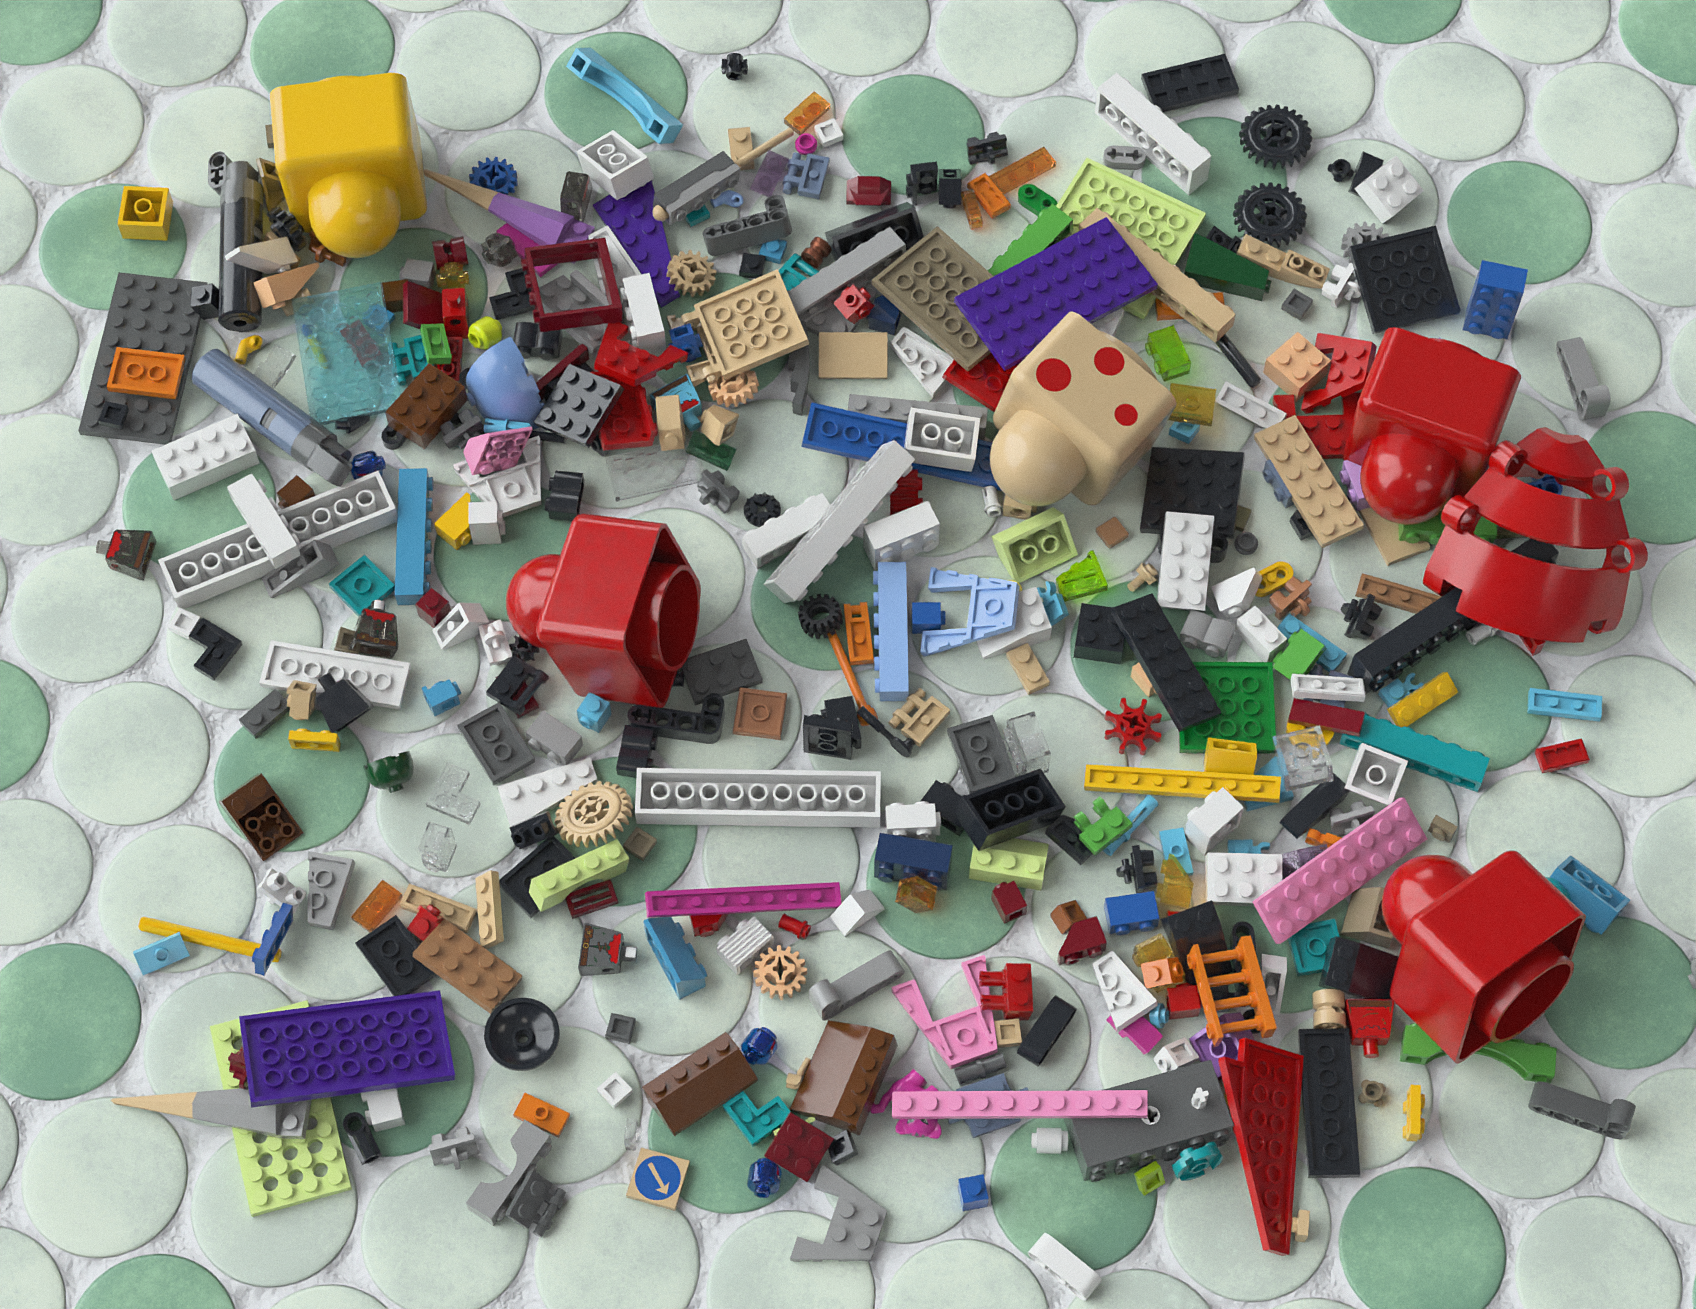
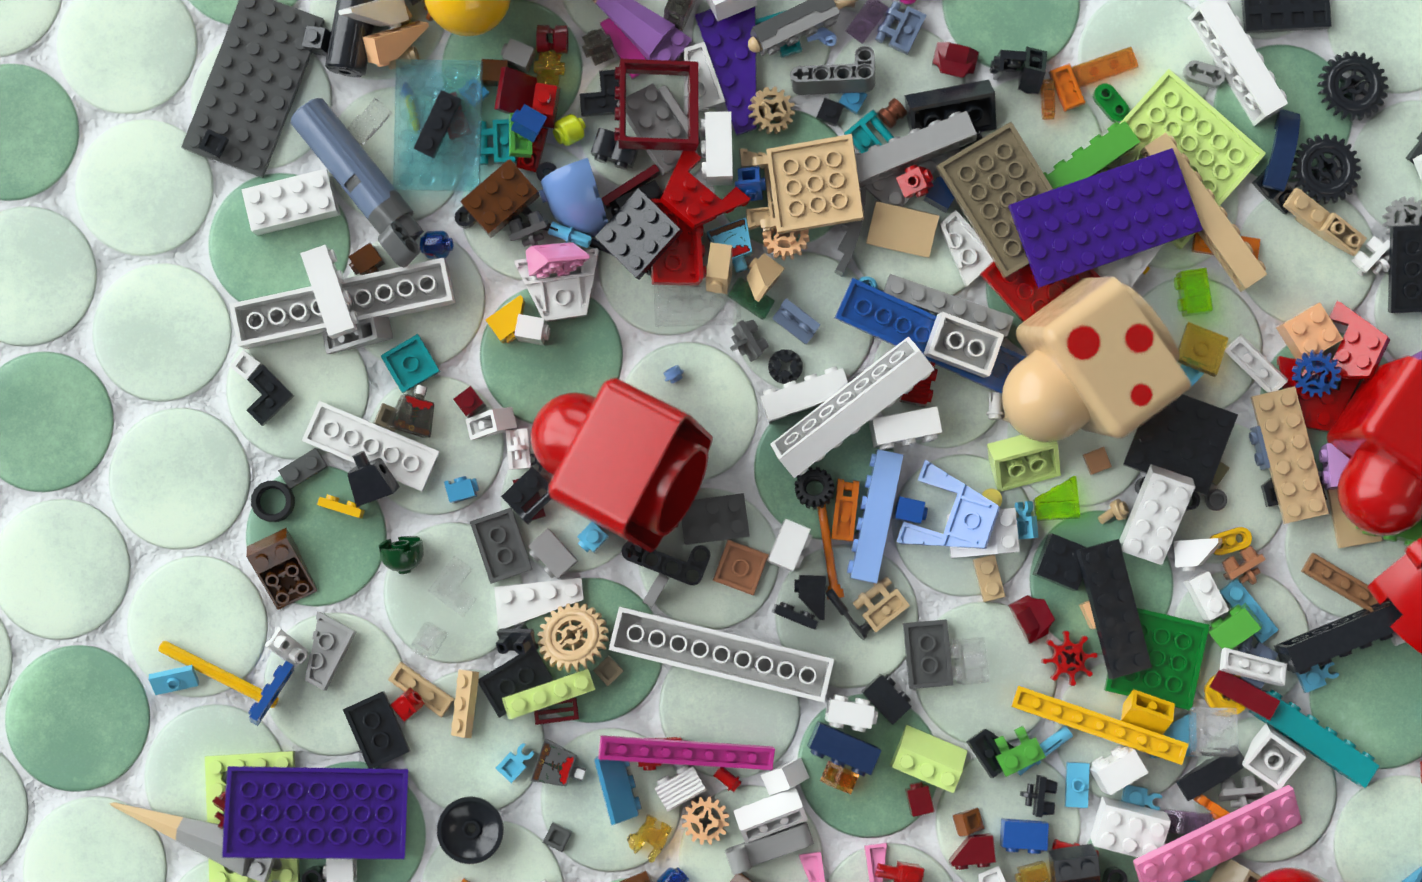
camera: 10 degrees right, 20 degrees up
(128, 551) = (206, 282): clear smoke torso -> none
(146, 373) = (250, 106): orange plate -> none
(247, 346) = (348, 93): yellow arm -> none
(247, 765) = (284, 513): none -> black tyre
(301, 699) = (335, 466): tan brick -> none
(346, 350) = (437, 124): none -> black plate
(351, 423) = (430, 195): black bar -> none
(376, 906) = (368, 675): clear orange plate -> none
(412, 535) = (464, 324): dark azure brick -> none
(441, 327) = (528, 122): none -> blue brick
(467, 966) = (436, 753): medium nougat plate -> none
(556, 961) = (513, 764): none -> medium azure plate
(565, 495) = (609, 314): black brick -> none
(636, 750) = (622, 582): black brick -> none
(673, 747) = (655, 590): none -> light grey beam
(724, 1001) = (650, 834): none -> clear yellow animal
(763, 461) = (796, 321): none -> sand blue bracket
(805, 669) = (789, 544): none -> white brick
(850, 949) = (770, 815): none -> white brick
(986, 149) = (1077, 39): black hips -> none
(1009, 809) = (940, 721): black brick -> none
(1084, 696) = (1032, 617): none -> dark red slope
(1177, 885) = (1069, 821): clear yellow slope -> none
(1207, 633) = (1158, 583): light grey brick -> none
(1221, 207) = (1283, 150): none -> dark blue slope
(1225, 271) = (1266, 216): dark green slope -> none
(1238, 361) = (1256, 314): black axle -> none
(1297, 304) = (1326, 267): dark grey plate -> none
(1304, 389) = (1322, 380): none -> blue gear
(1340, 164) = (1408, 129): black plate -> none
(1357, 613) = (1299, 596): black hips -> none
(1422, 700) = (1334, 691): yellow plate -> none
(1442, 829) = (1317, 819): dark tan plate -> none

